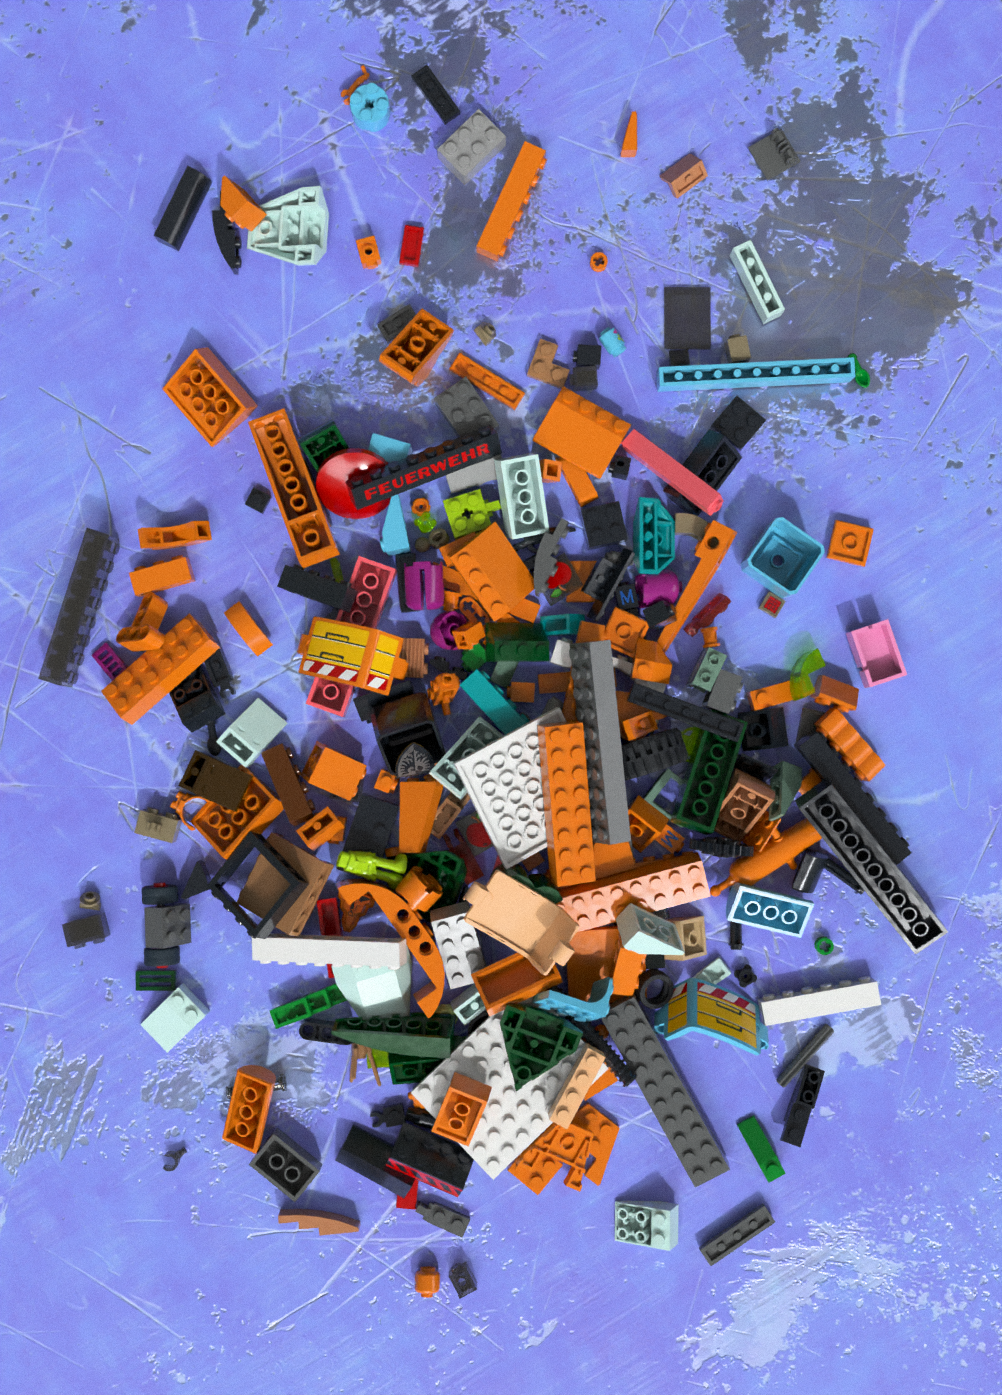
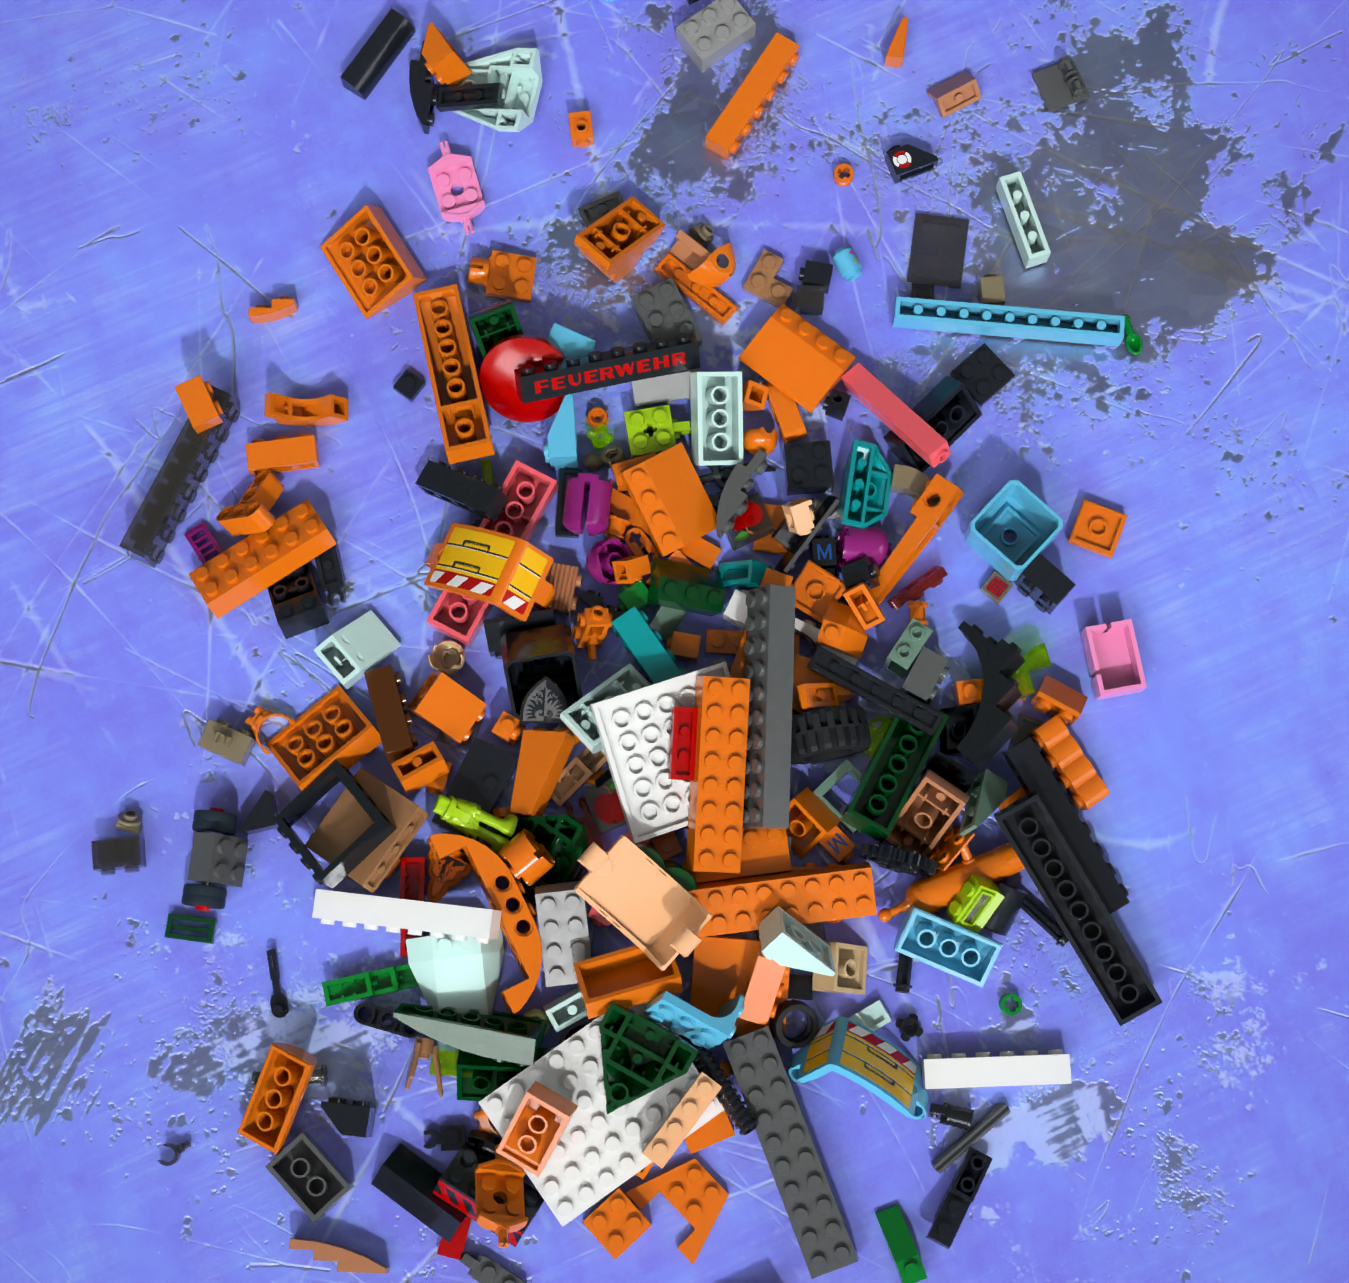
camera: 20 degrees right, 10 degrees down
(83, 548) = (198, 403): none -> orange brick
(137, 449) = (280, 308): none -> orange slope
(175, 1017) = (205, 977): light aqua slope -> none
(213, 747) = (308, 657): black piece -> none
(215, 780) = (304, 696): dark brown slope -> none
(237, 1028) = (278, 1001): none -> black piece
(248, 628) = (373, 528): orange brick -> none
(268, 238) = (469, 97): none -> black plate
(269, 305) = (455, 171): none -> bright pink plate
(309, 1115) = (350, 1119): none -> black slope
(323, 392) = (504, 275): none -> orange plate
(327, 729) = (447, 657): none -> tan hair
(411, 246) = (631, 129): red tile -> none
(441, 1151) = (504, 1180): none -> orange plate
(467, 811) = (599, 778): none -> piece
(481, 351) = (689, 250): none -> nougat panel
(498, 367) = (709, 272): none -> orange piece
(534, 782) = (683, 743): none -> red plate
(560, 509) = (759, 439): none -> orange hair
(565, 1145) = (660, 1199): orange wing -> none
(603, 572) = (799, 516): none -> light nougat brick
(653, 243) = (908, 162): none -> black slope
(667, 640) = (864, 605): none -> orange slope
(788, 697) = (993, 722): none -> black arch
(788, 873) = (975, 903): none -> lime window
(789, 1041) = (952, 1115): none -> black hinge
(814, 600) = (1044, 584): none -> black brick

